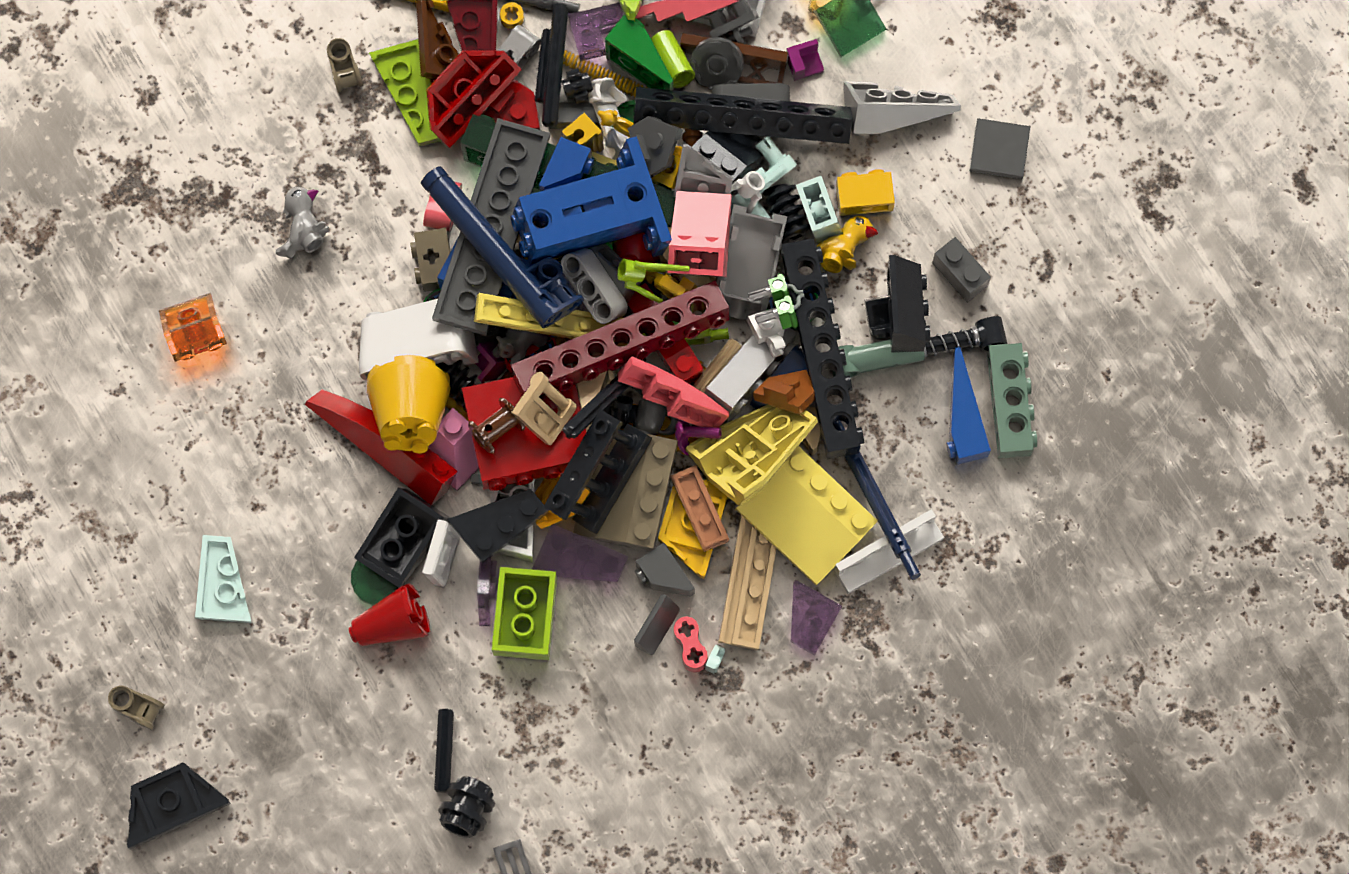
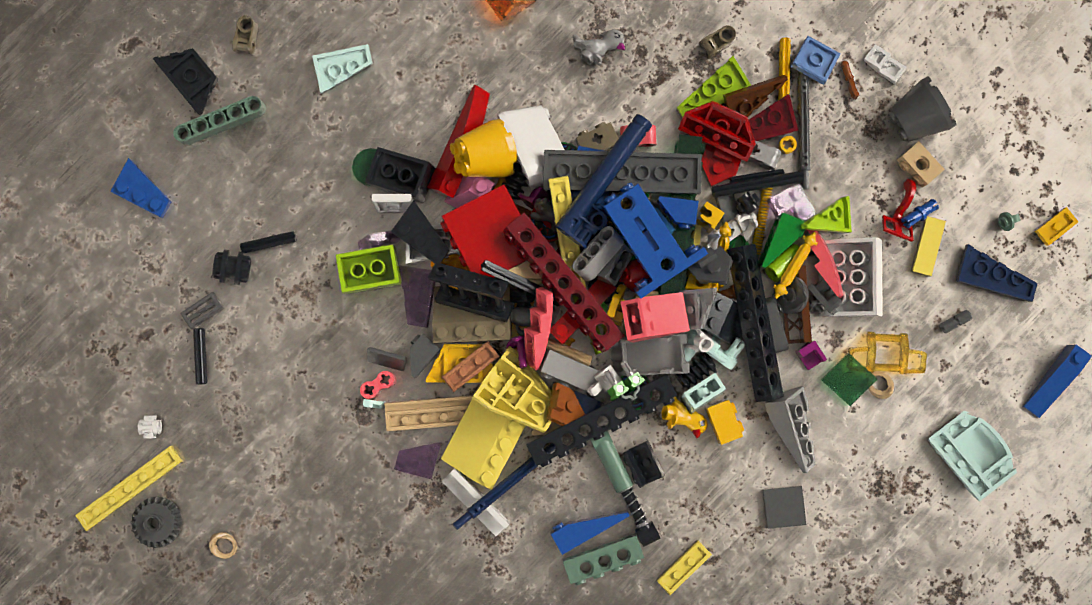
camera: 75 degrees right, 10 degrees up
(256, 784) = (210, 120): none -> sand green beam
(392, 619) = (343, 184): red cone -> none
(498, 424) = (482, 215): reddish brown hose -> none
(538, 415) = (492, 241): tan plate -> none
(635, 271) = (614, 278): lime plant -> none
(679, 44) = (795, 265): none -> yellow wheel
(907, 305) = (647, 472): black slope -> none
(961, 269) = (687, 502): dark grey brick -> none
(1048, 300) = (683, 567): none -> light yellow tile

